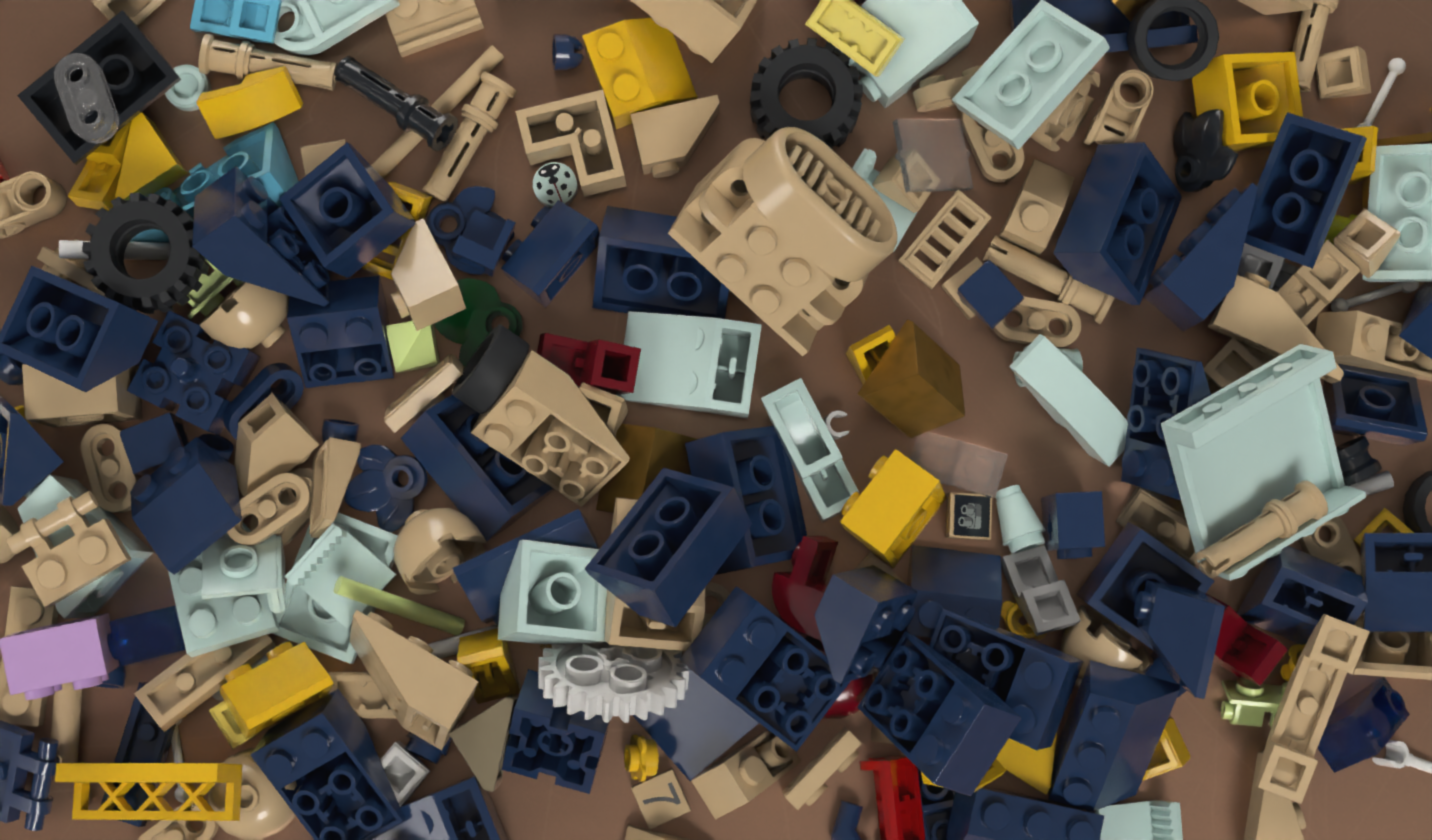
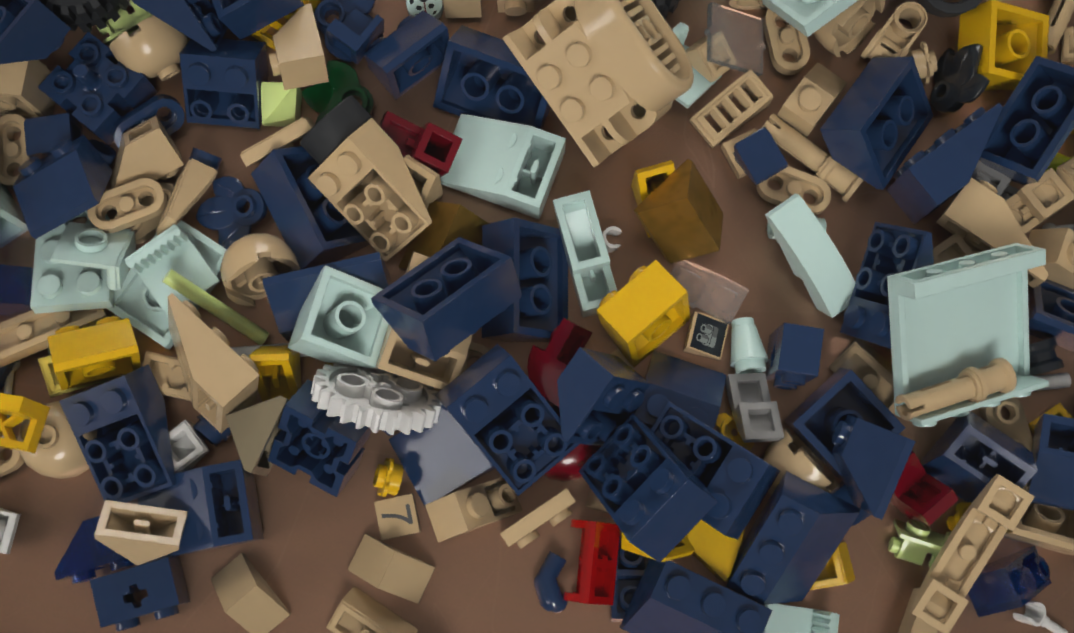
camera: 15 degrees right, 5 degrees down
(1158, 137) = (925, 61): none -> tan plate

